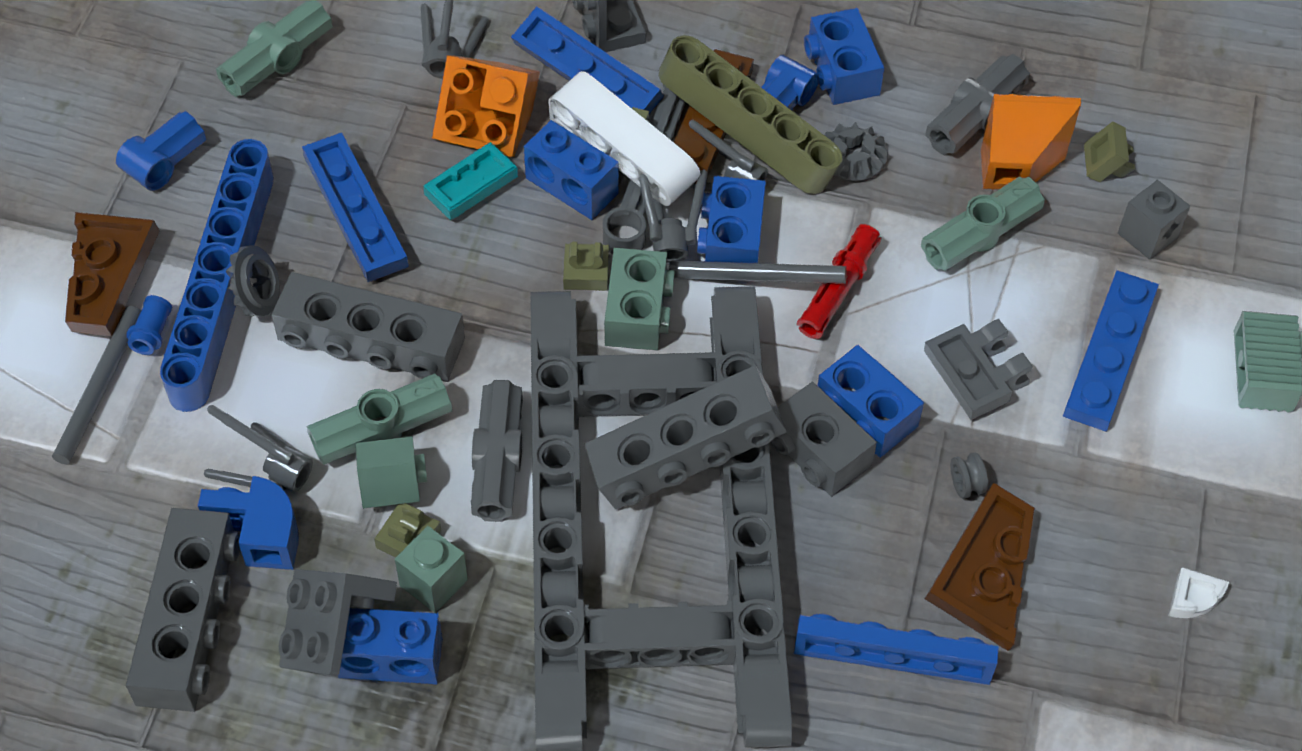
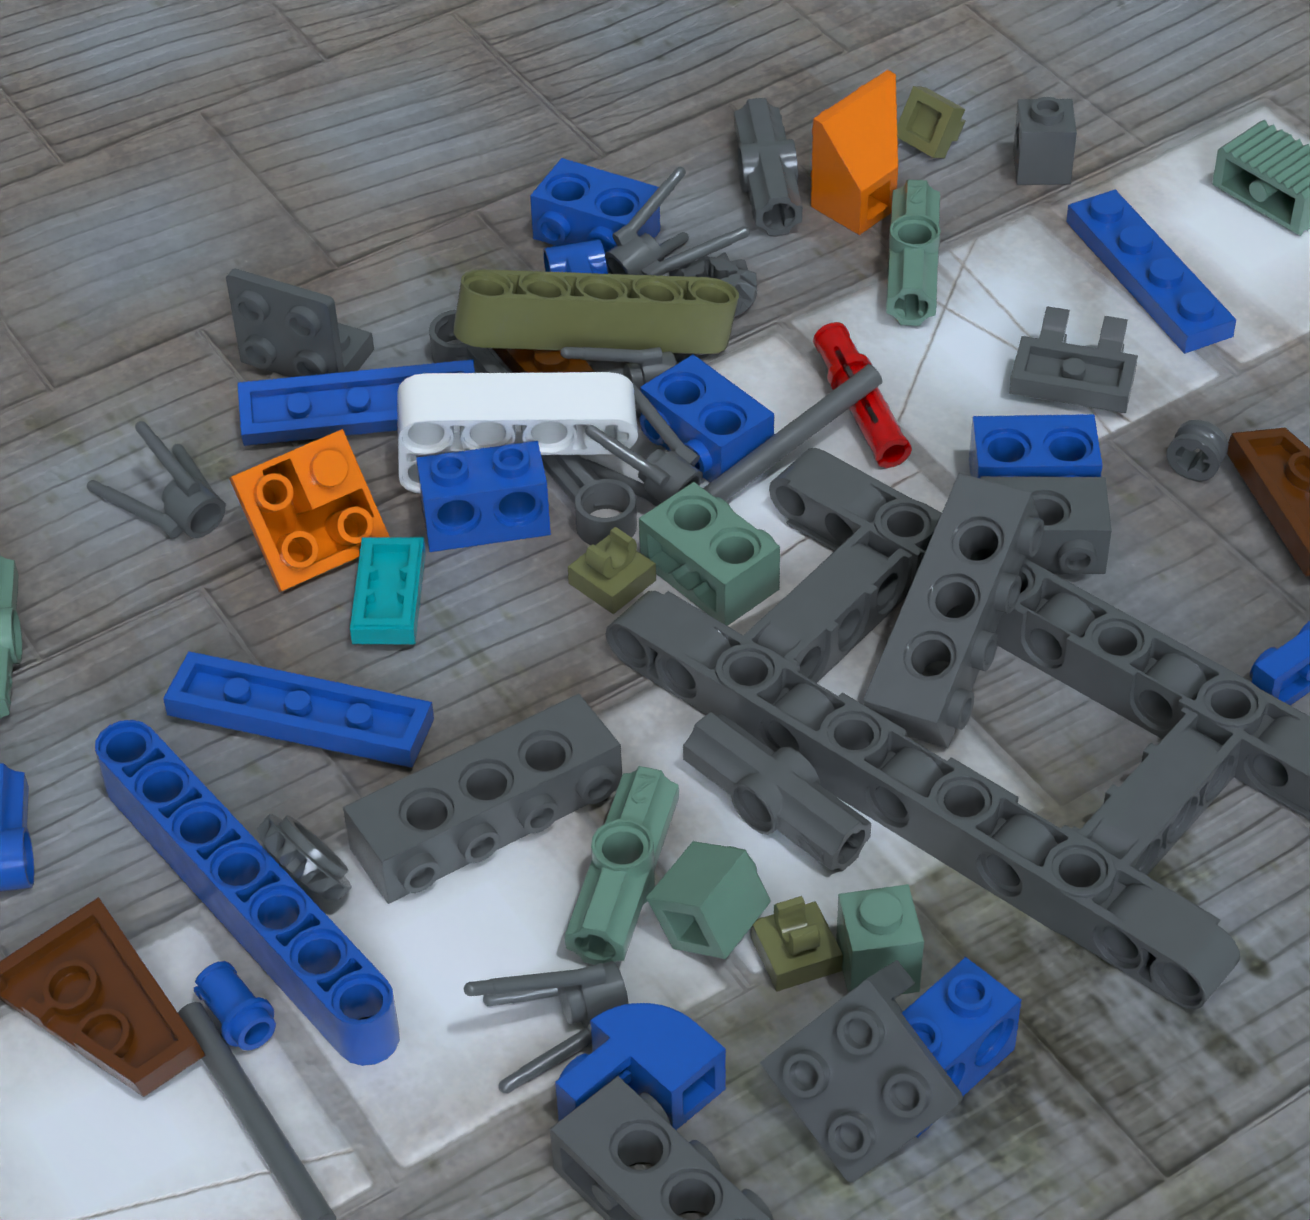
camera: 45 degrees left, 10 degrees down
(827, 101) = (644, 255): none -> dark grey plant

